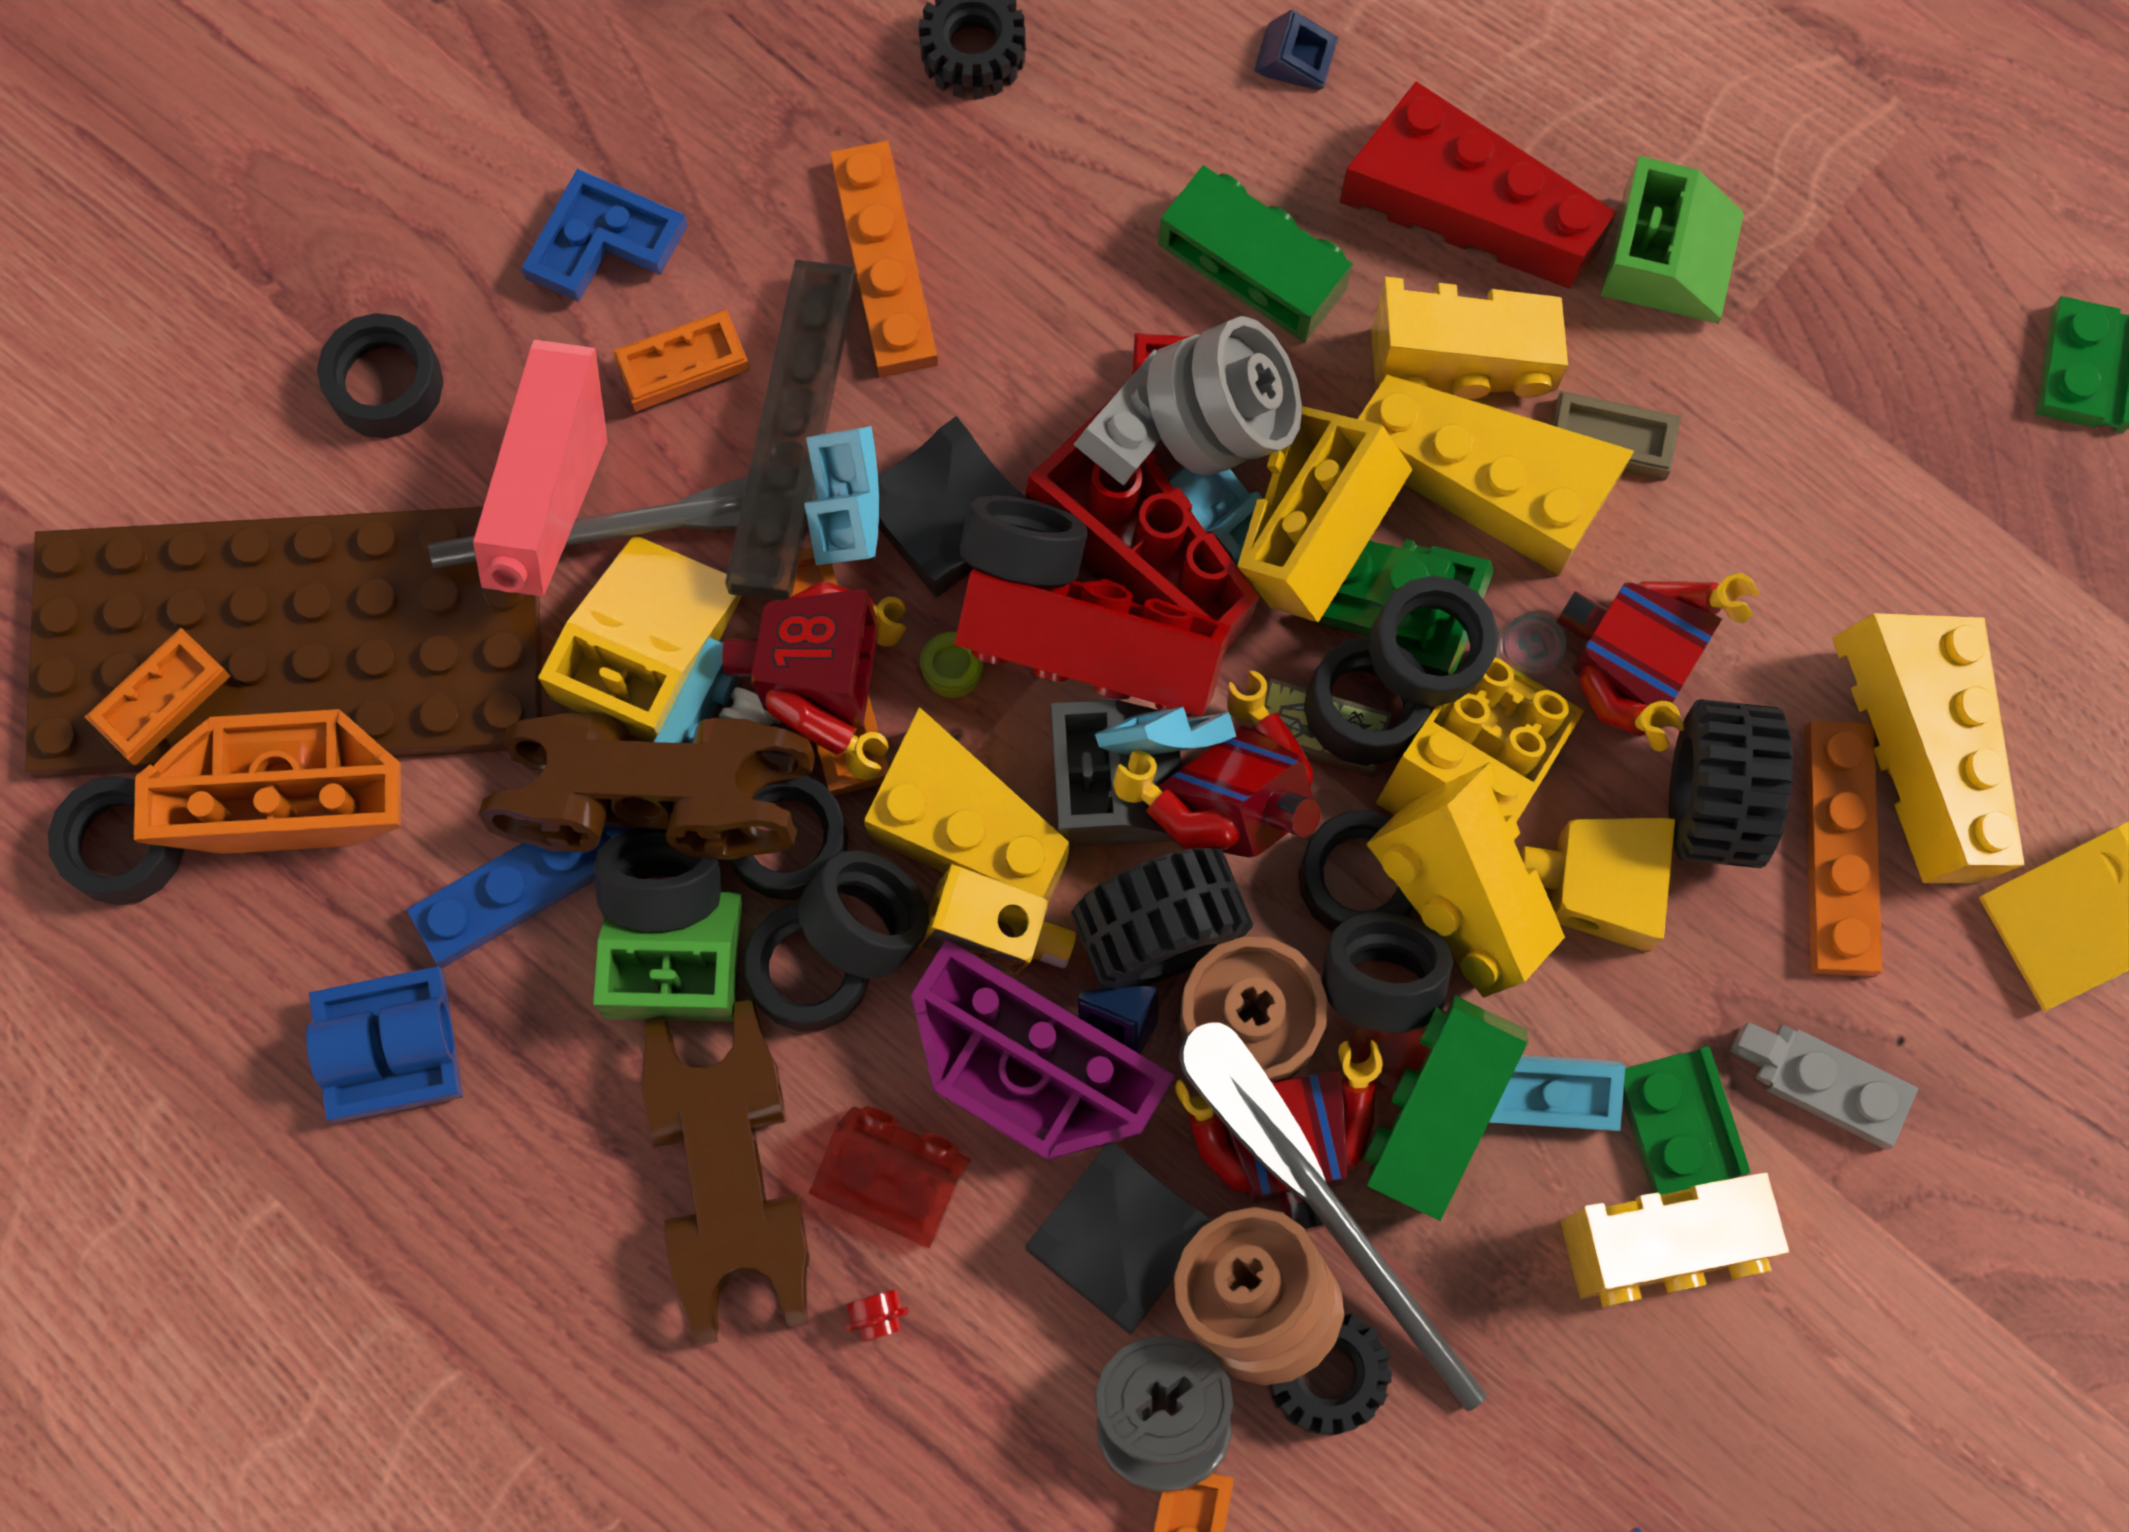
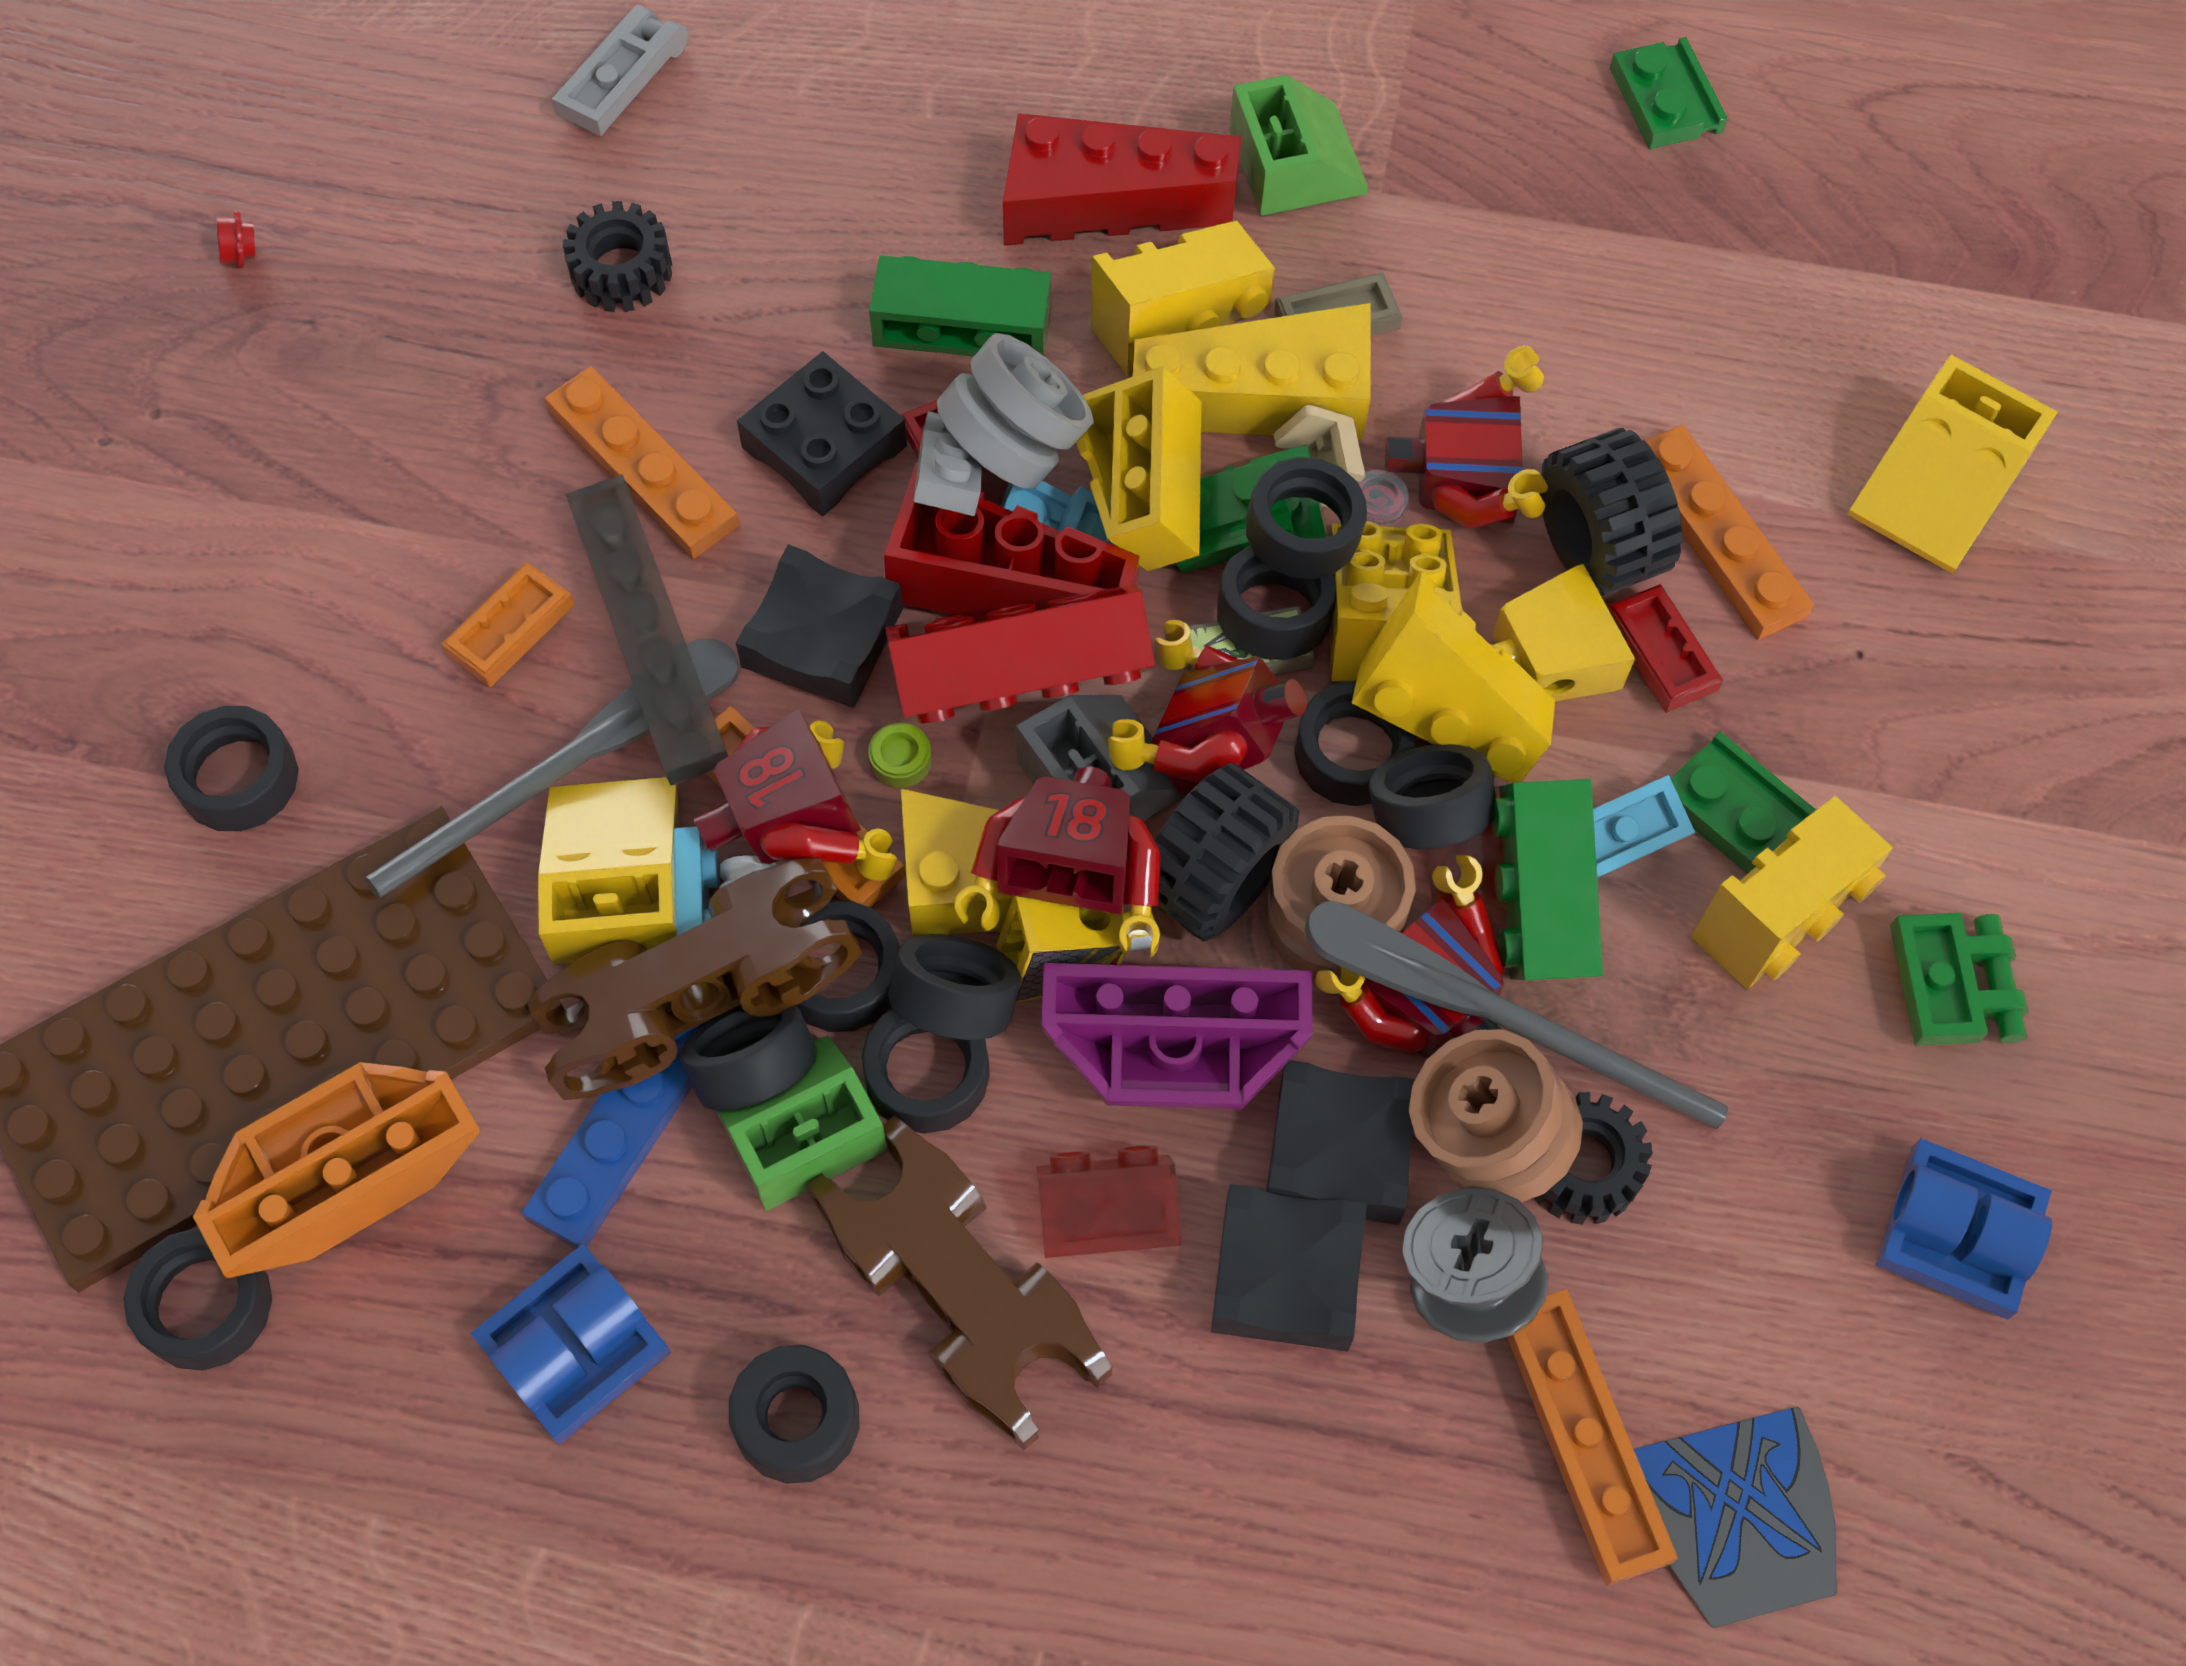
camera: 30 degrees left, 10 degrees down
(157, 696) = (172, 1141): orange plate -> none
(492, 1187) = (767, 1377): none -> black tyre
(541, 469) = (439, 756): coral slope -> none
(596, 220) = (366, 543): blue plate -> none
(847, 489) = (729, 650): medium azure slope -> none
(876, 1315) = (1169, 1329): red plate -> none
(1006, 1321) = (1289, 1269): none -> black brick
(1020, 854) = (1071, 849): none -> torso
(1023, 541) = (913, 603): black tyre -> none
(1057, 313) = (822, 431): none -> black brick
(1122, 1013) = (1226, 948): dark blue slope -> none
(1166, 732) = (1129, 698): medium azure slope -> none
(1296, 51) = (897, 148): dark blue slope -> none
(1516, 574) = (1328, 437): none -> tan bracket
(1708, 936) = (1665, 648): none -> red plate
(1759, 1396) = (1941, 981): none -> green plate
(1828, 1082) = (1827, 712): light grey hinge -> none
(1938, 739) = (1744, 407): yellow wedge -> none

